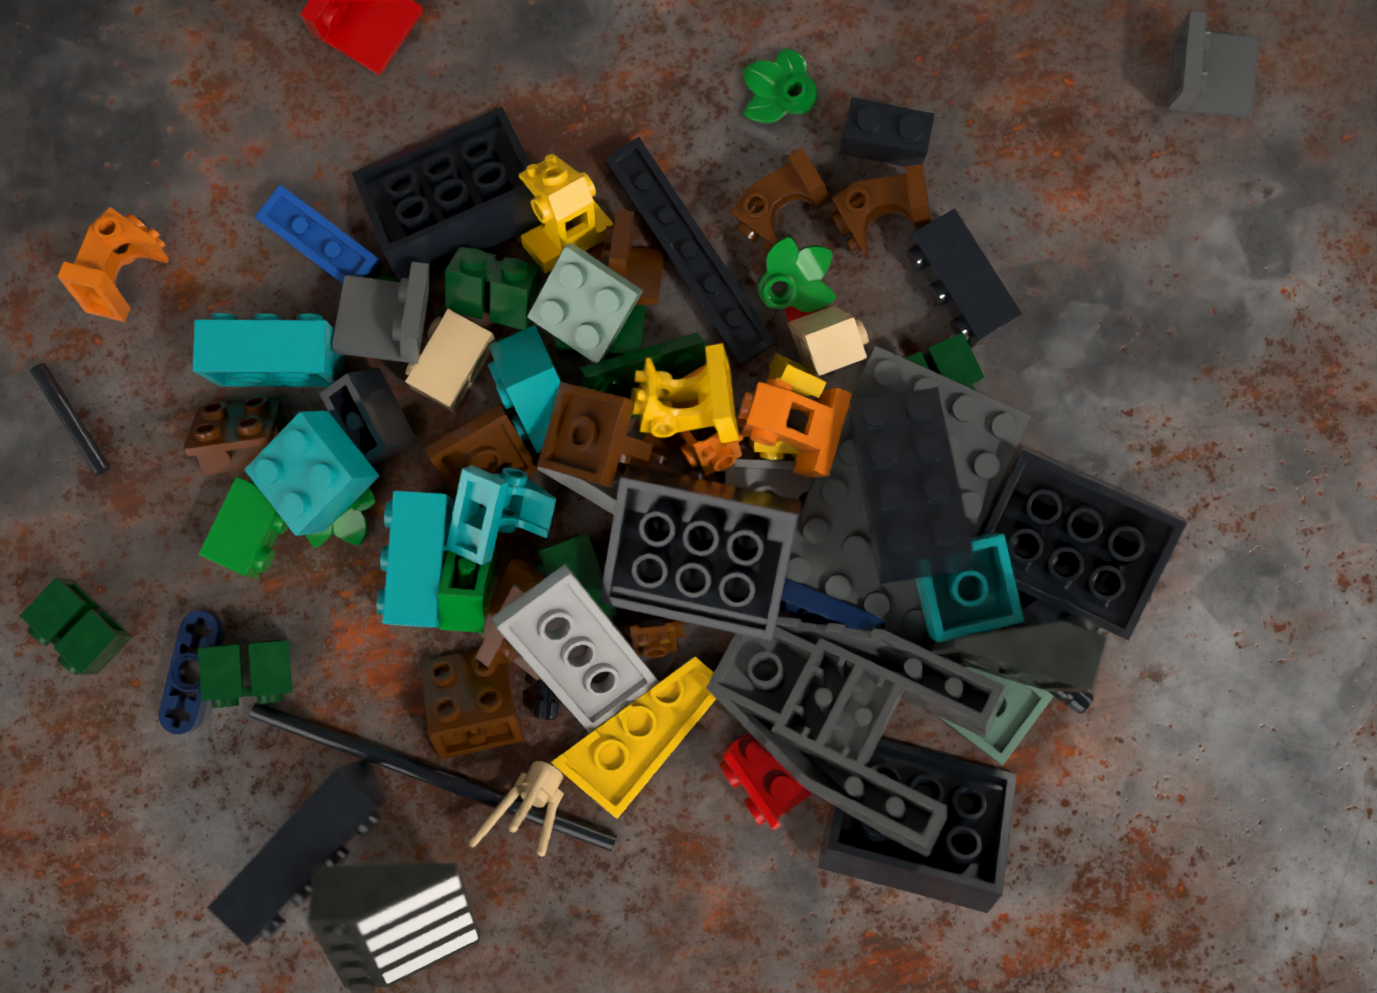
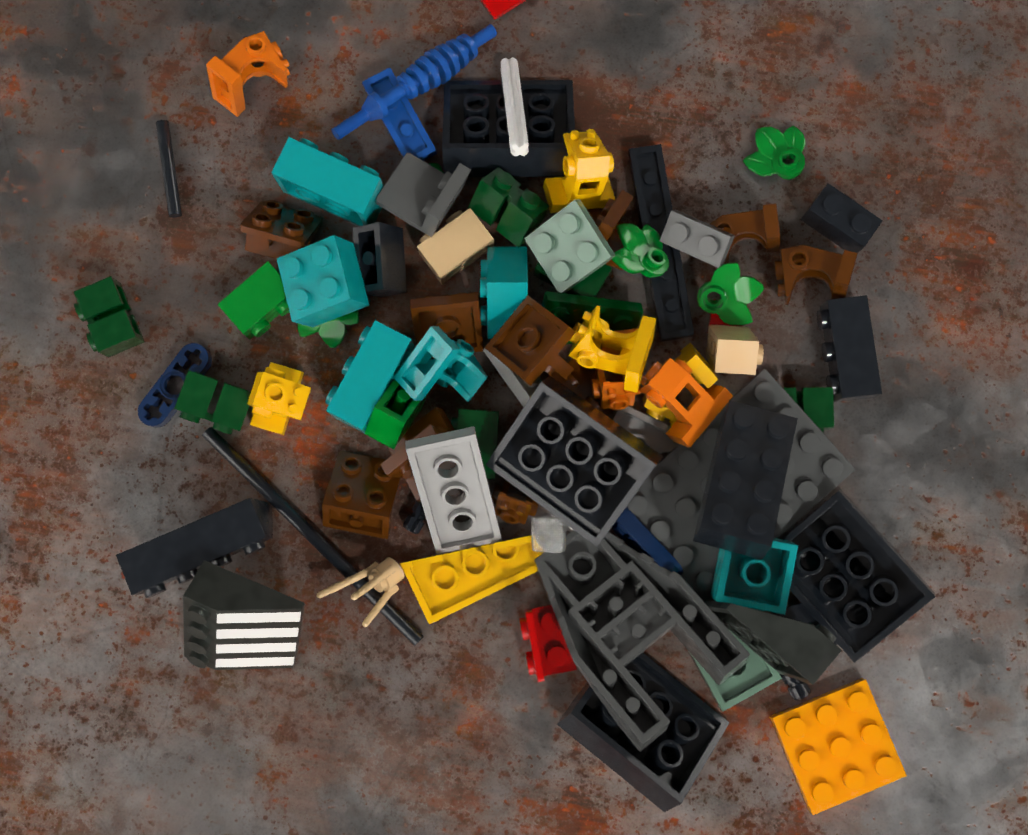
camera: 20 degrees right, 0 degrees up
(319, 633) = (277, 397): none -> yellow tile
(328, 170) = (427, 73): none -> blue piece
(447, 168) = (514, 107): none -> white axle
(670, 271) = (641, 251): none -> green plate
(709, 650) = (548, 533): none -> clear bracket
(729, 228) = (697, 238): none -> plate
(1152, 745) = (838, 746): none -> light orange plate

